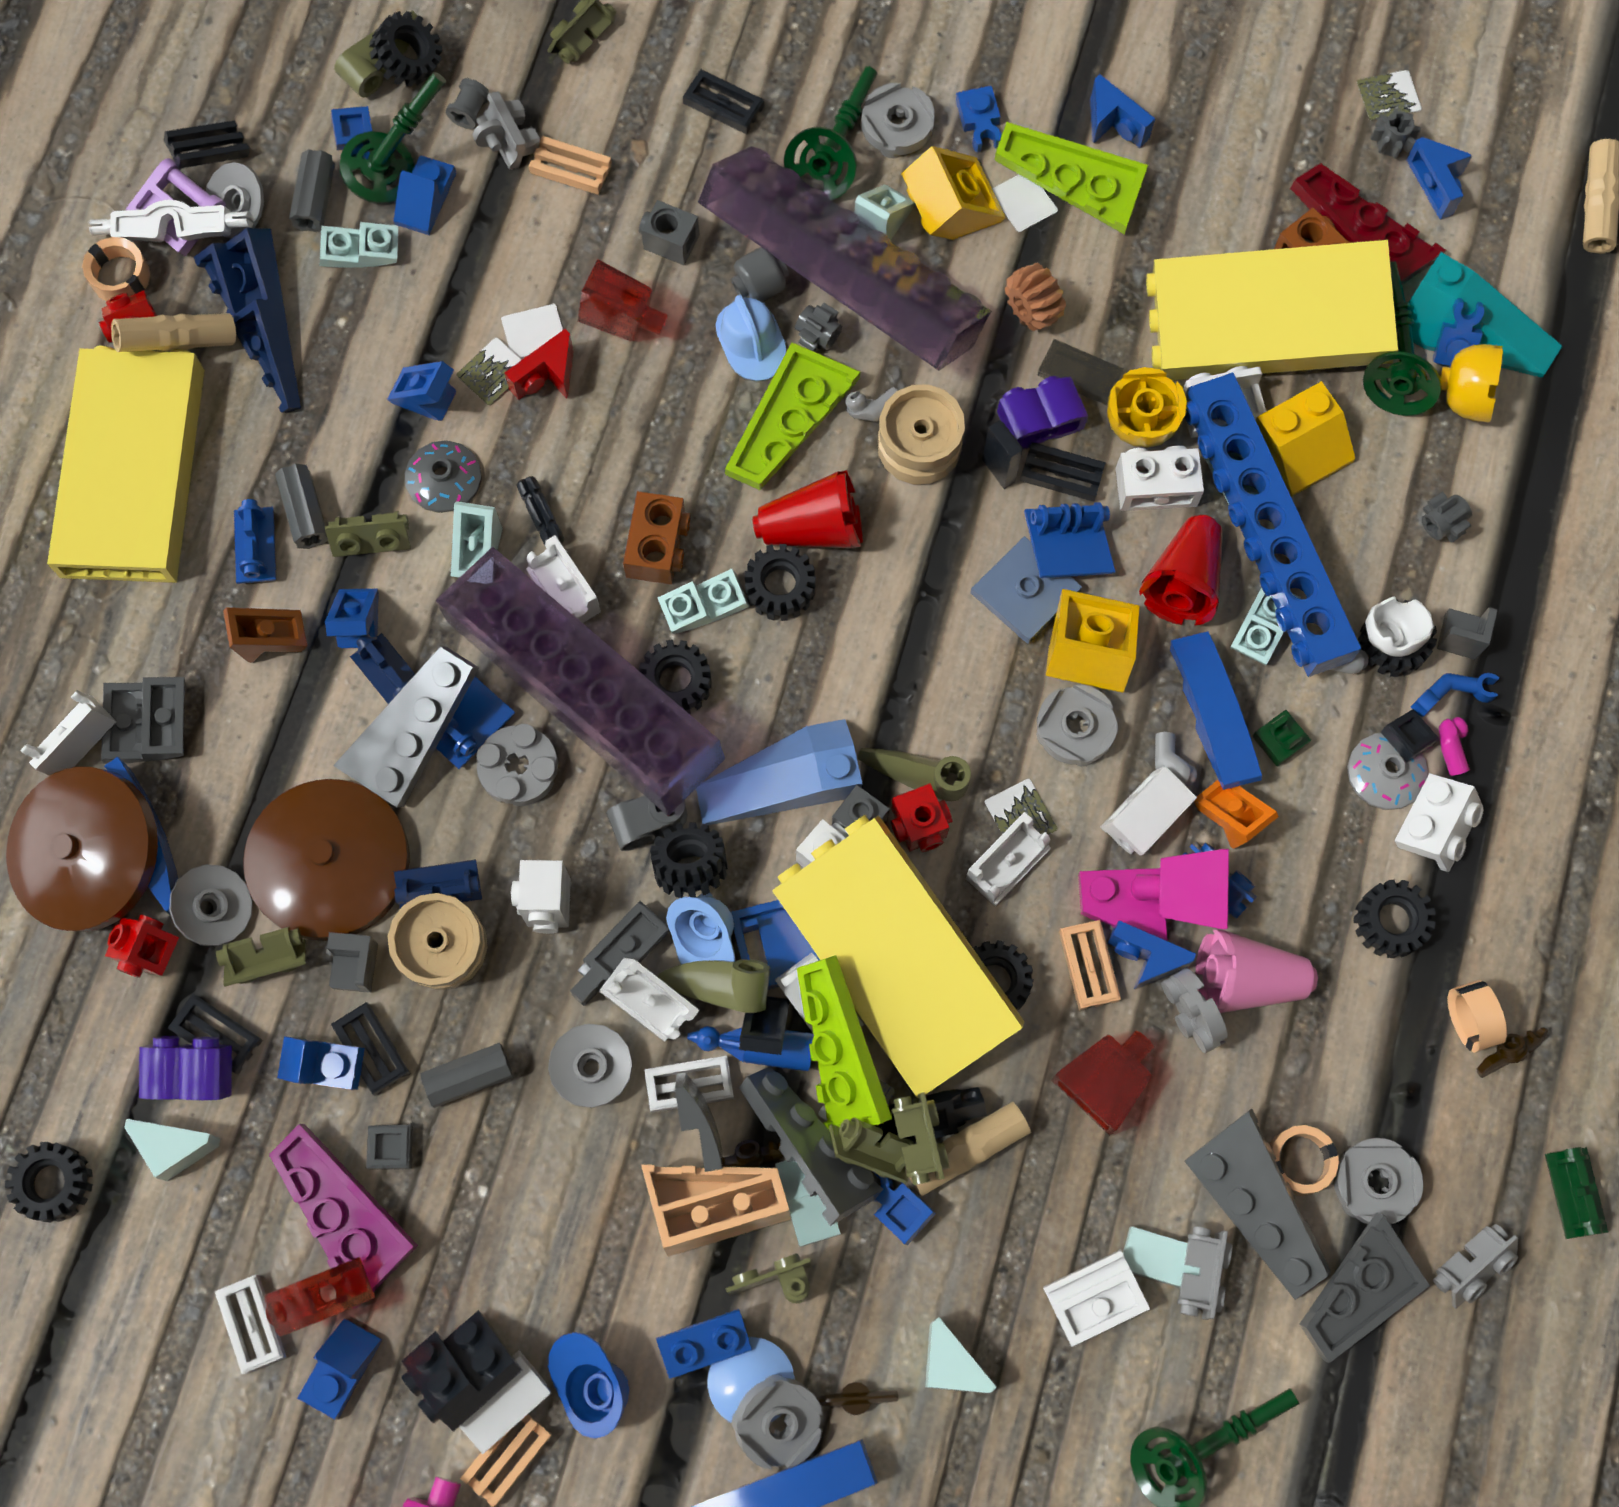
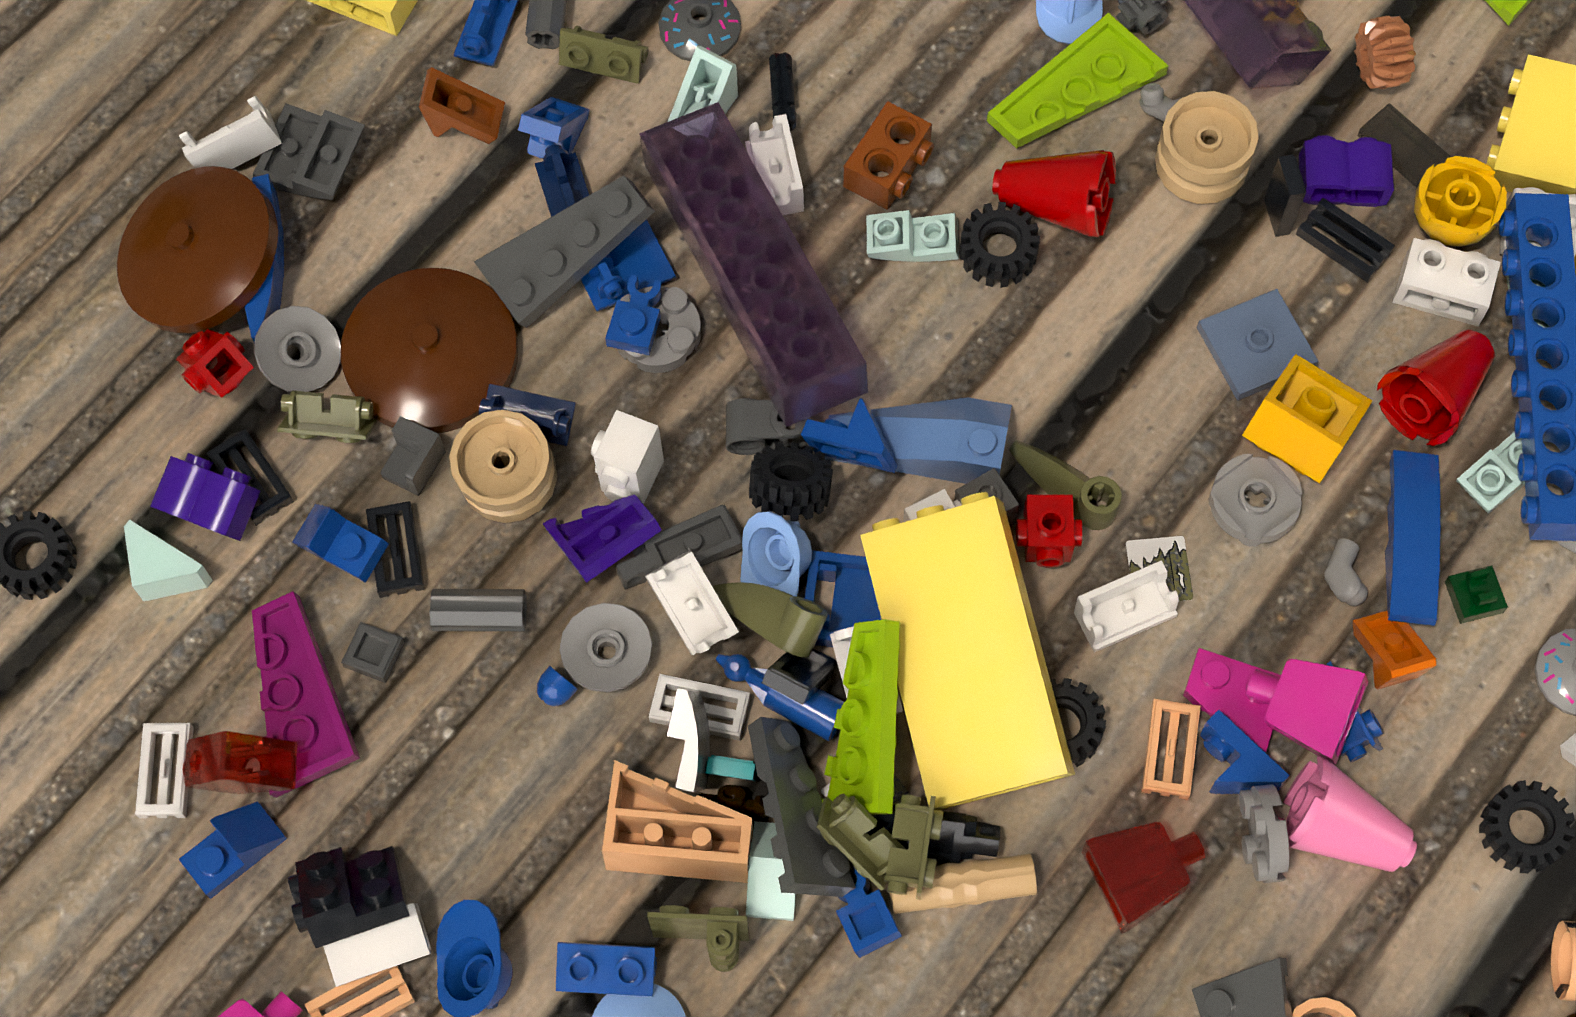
camera: 25 degrees right, 5 degrees down
(498, 770) = (635, 322): none -> blue plate
(548, 968) = (603, 534): none -> dark purple wing
(560, 1116) = (554, 688): none -> blue hinge
(682, 656) = (869, 282): black tyre -> none
(734, 804) = (857, 443): none -> blue slope
(739, 1127) = (731, 768): none -> teal tile
(1070, 540) = (1324, 308): blue hinge -> none
(1148, 811) = (1298, 614): white hinge -> none

